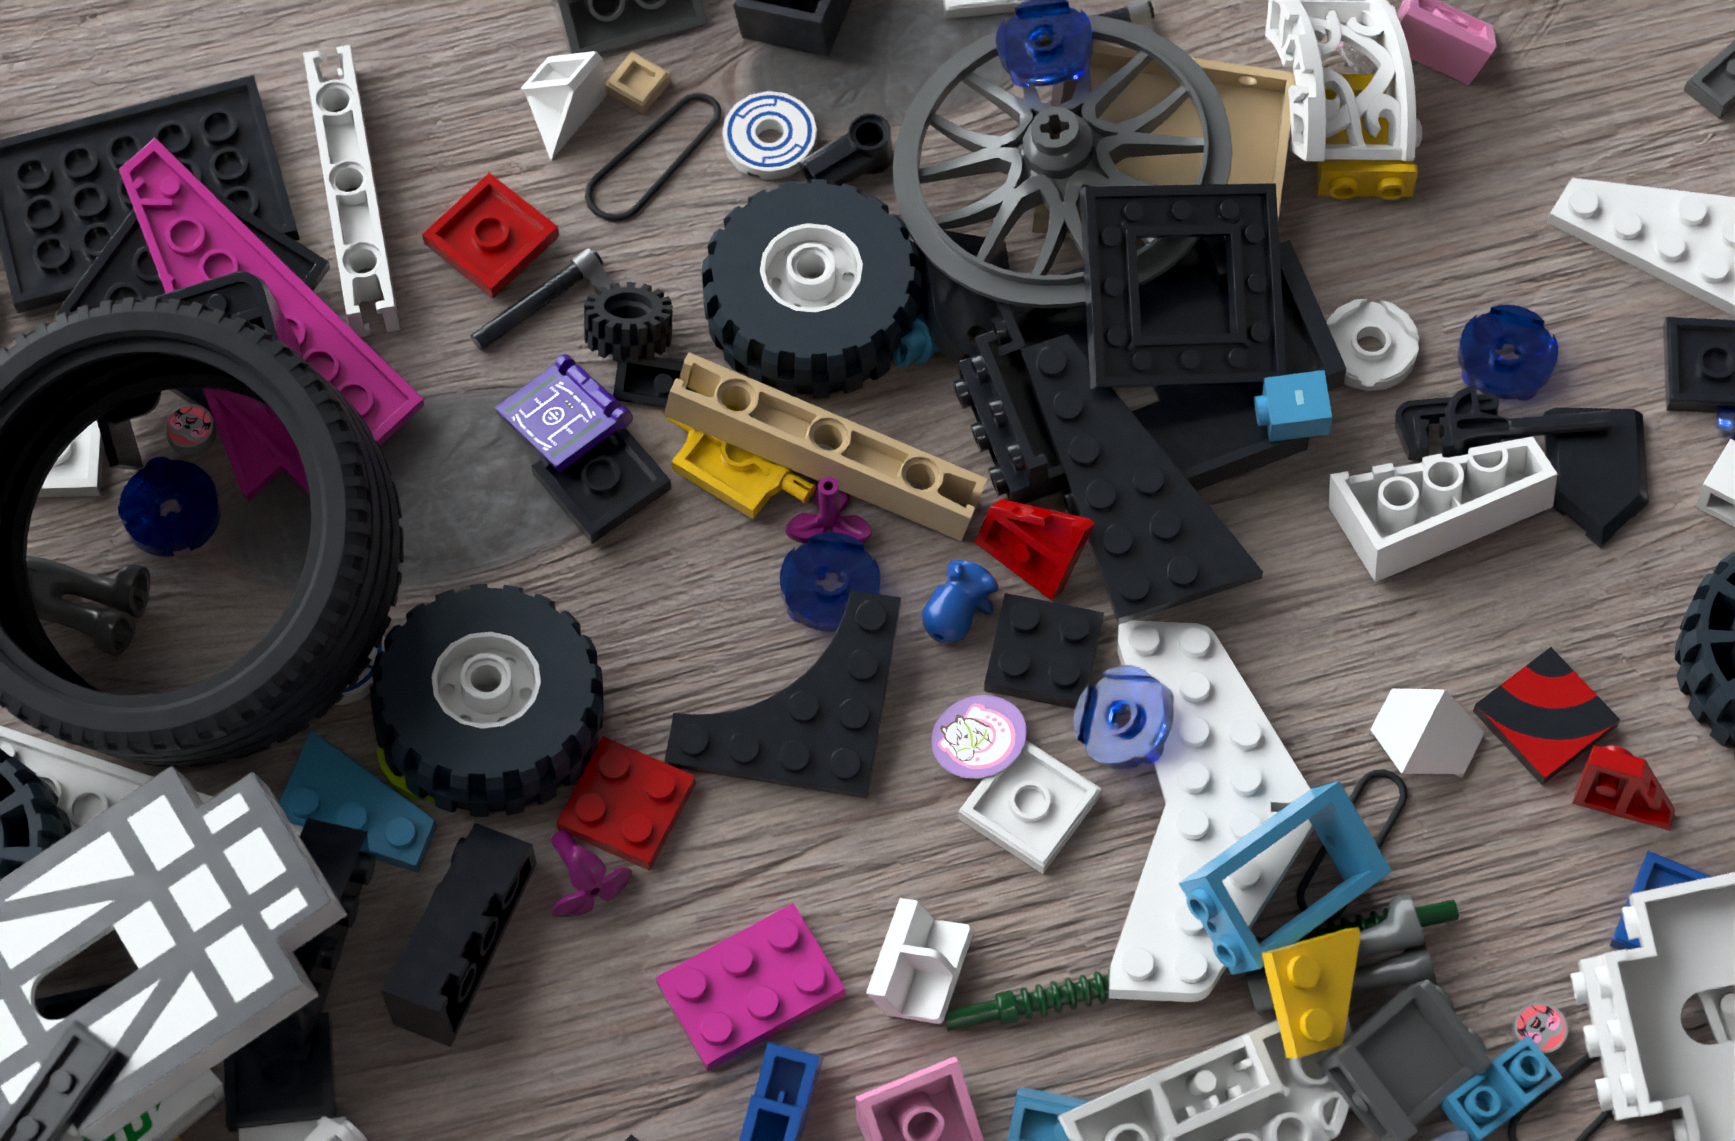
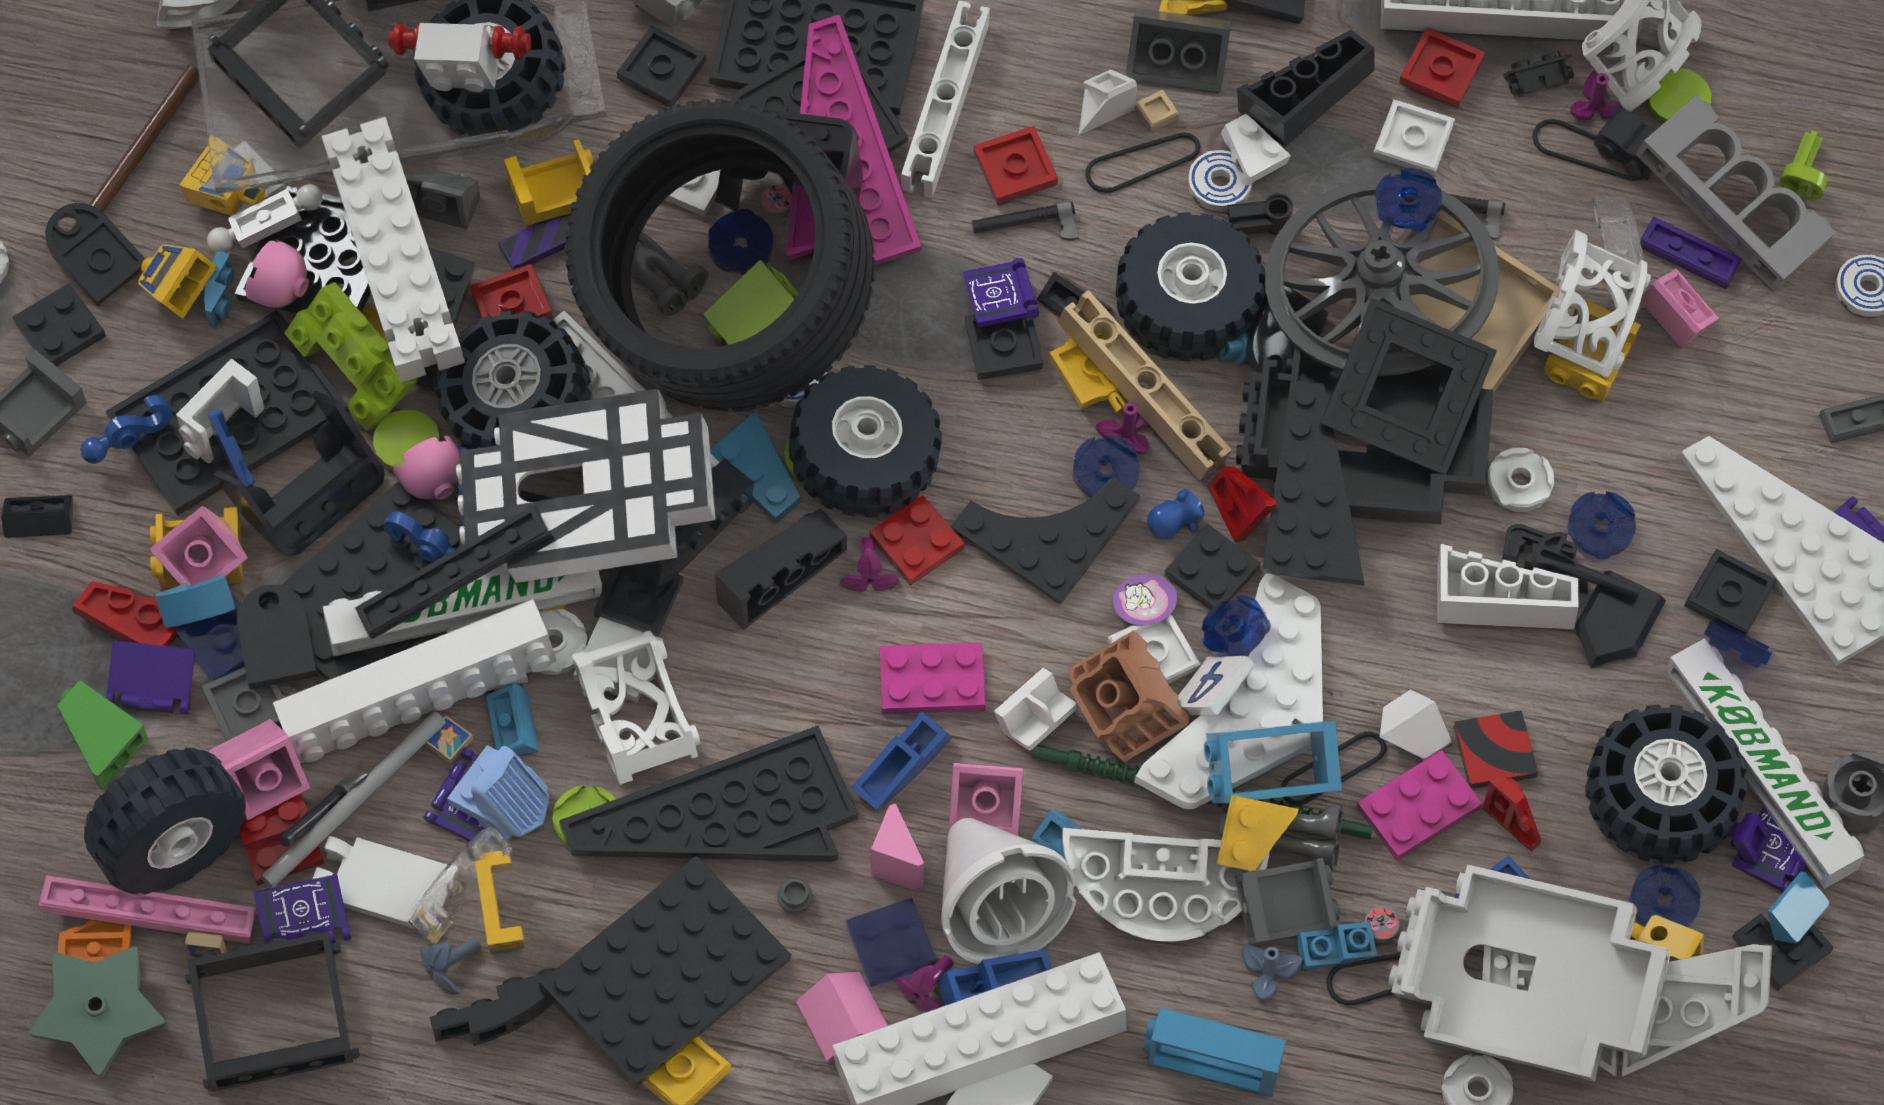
camera: 25 degrees right, 0 degrees up
(238, 589) = (750, 304): none -> lime slope
(628, 322) = (1068, 256): black tyre -> none
(791, 74) = (1253, 149): none -> white wing
(1032, 883) = (1126, 697): none -> nougat slope
(1140, 812) = (1214, 684): none -> white tile
(1294, 406) = (1437, 491): dark azure brick -> none
(1493, 840) = (1419, 805): none -> dark pink plate

